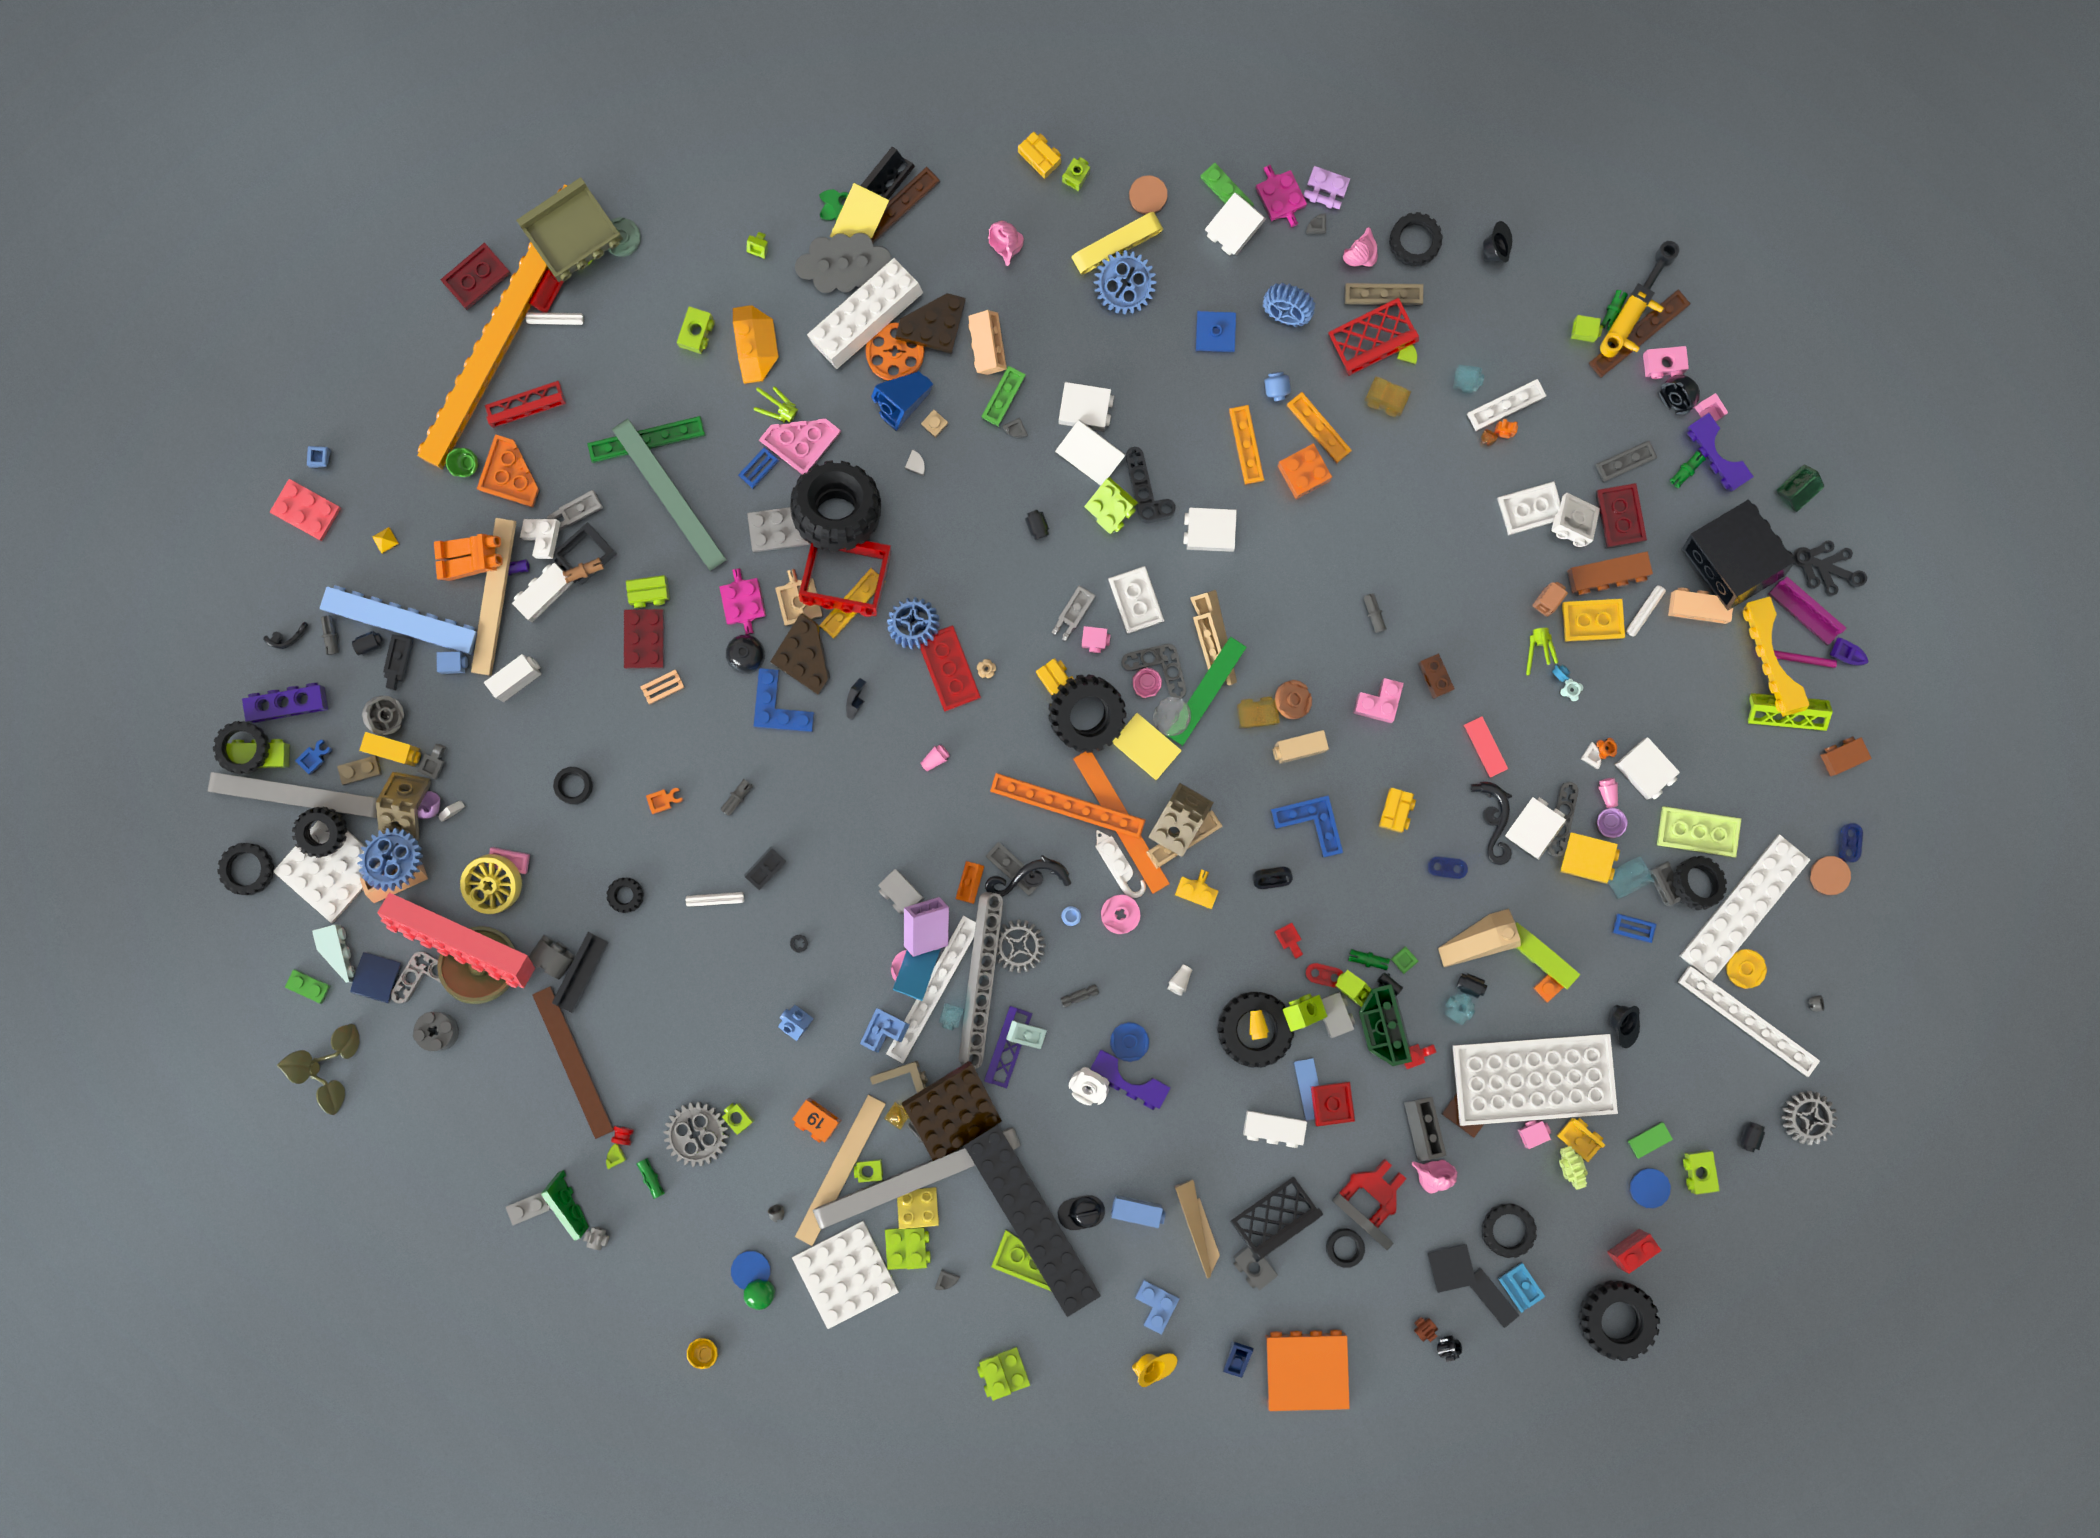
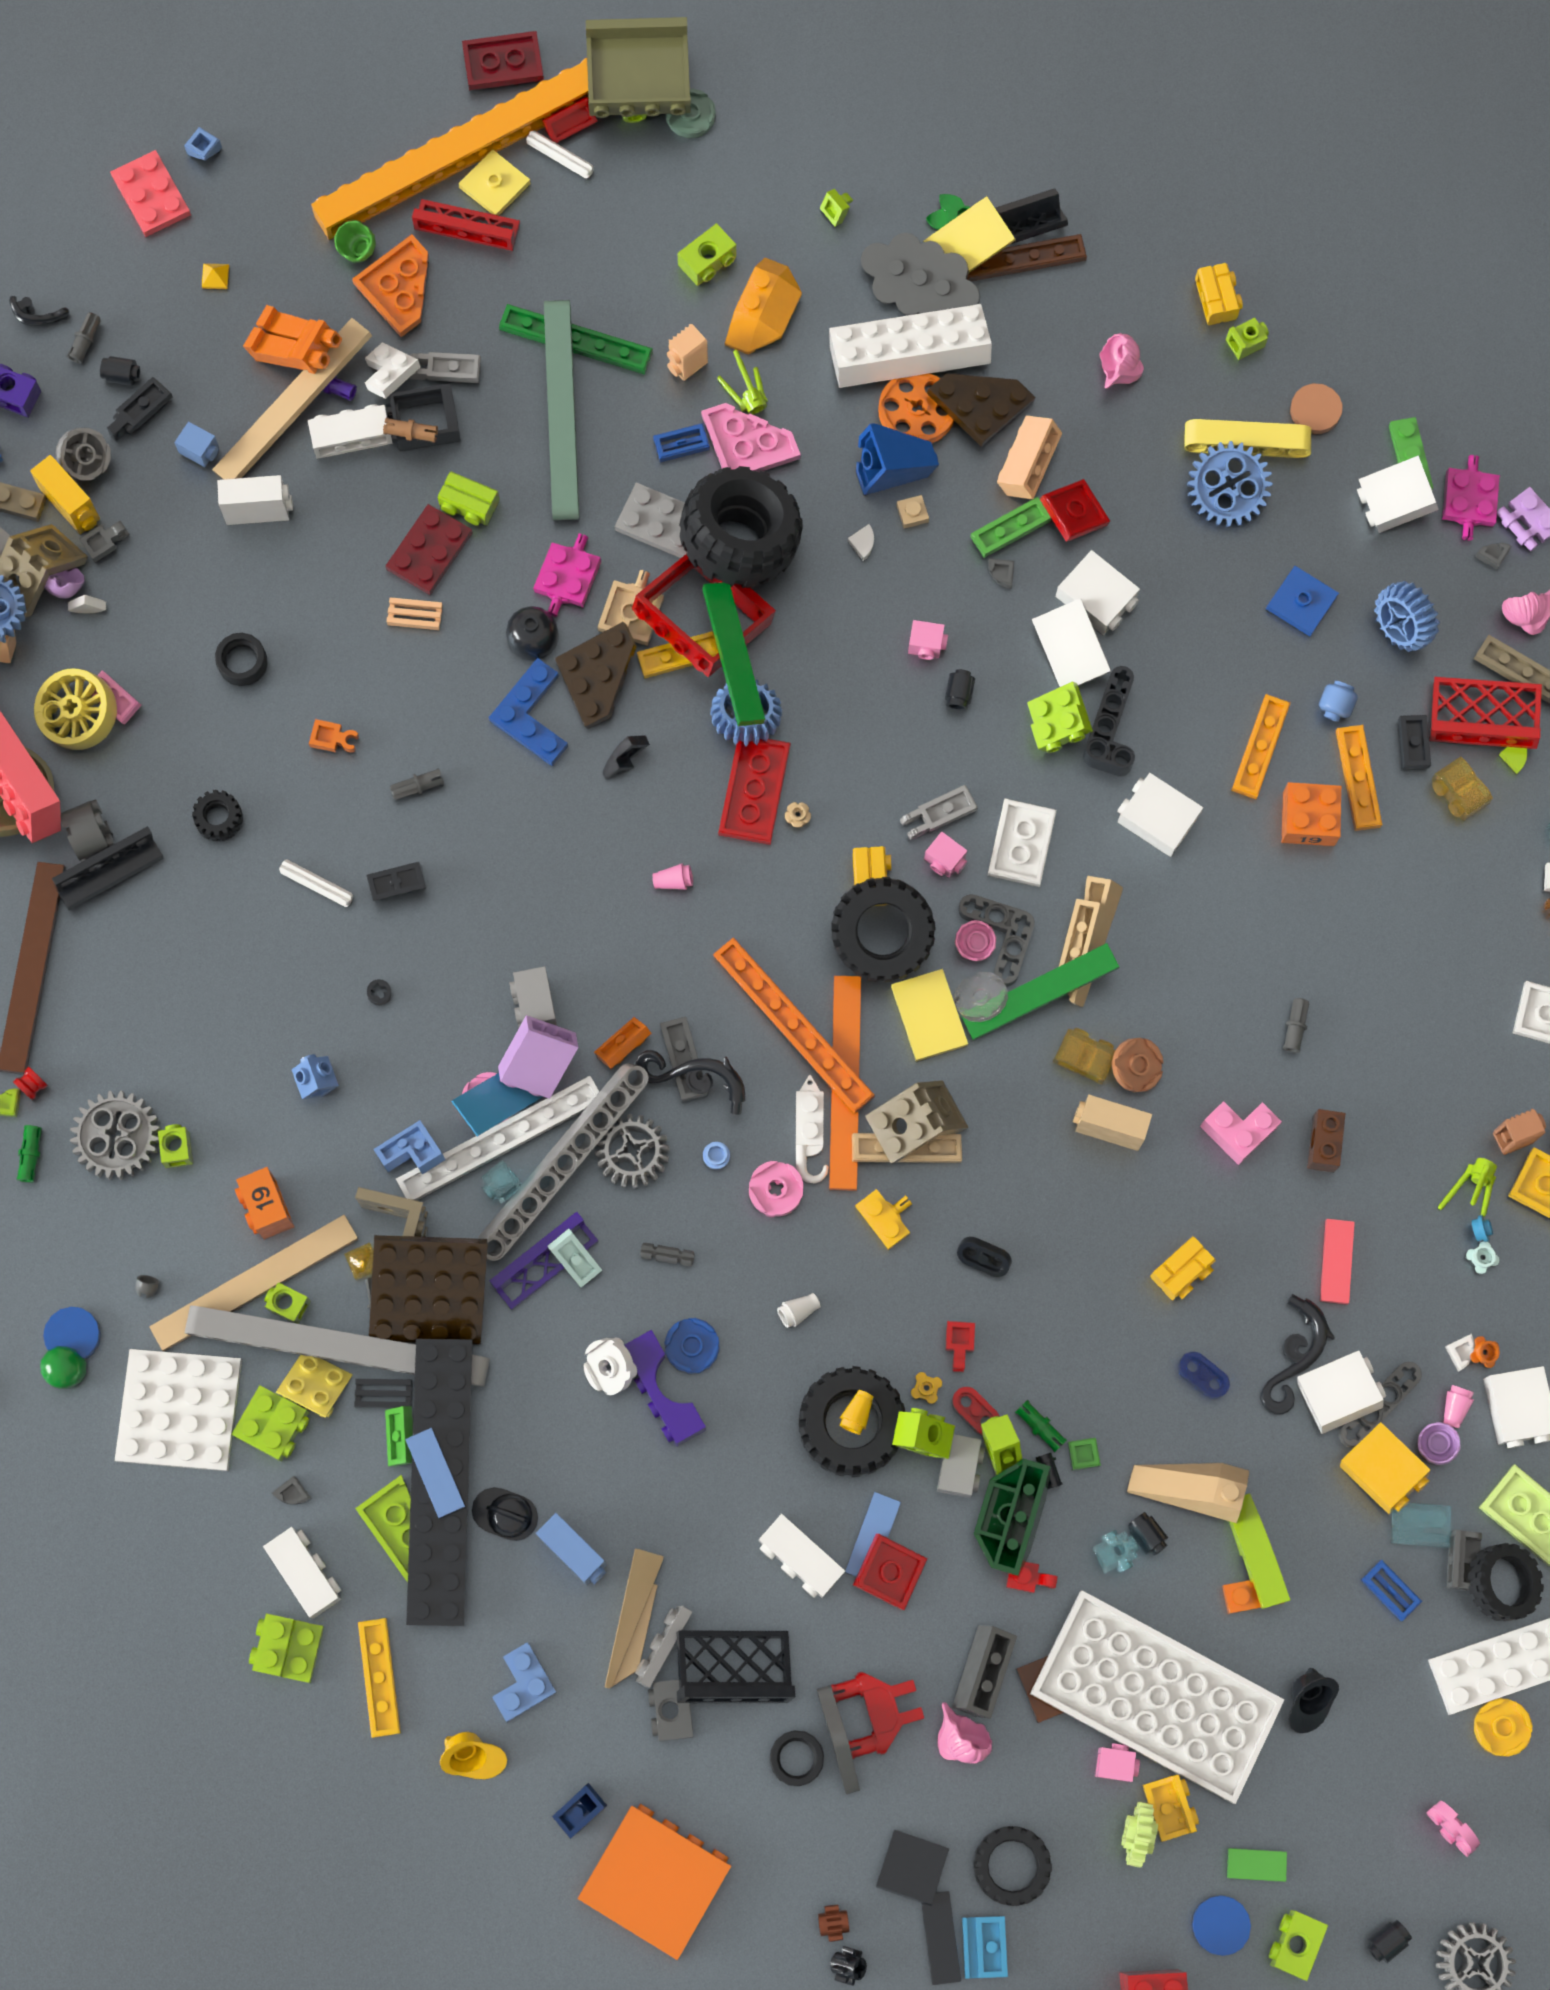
camera: 25 degrees right, 10 degrees down
(398, 620) = (170, 366): light blue brick -> none
(525, 364) = (494, 183): none -> light yellow plate
(726, 407) = (687, 352): none -> light nougat brick
(884, 594) = (733, 654): none -> green tile
(977, 1179) = (383, 1393): none -> black tile
(984, 1323) = (303, 1572): none -> white brick
(989, 1207) = (398, 1428): none -> bright green plate
(997, 504) = (927, 640): none -> bright pink brick
(1027, 1218) = (435, 1473): none -> medium blue tile
(1037, 359) = (1075, 510): none -> red tile
(1069, 1355) = (379, 1677): none -> yellow tile
(1225, 1233) = (662, 1645): none -> light grey plate
(1281, 979) = (929, 1395): none -> yellow plate
(1322, 814) = (1083, 1207): blue plate -> none
(1340, 383) = (1414, 742): none -> black plate
(1748, 1021) = (1468, 1793): white plate -> none
(1753, 1049) = (1453, 1828): none -> bright pink plate

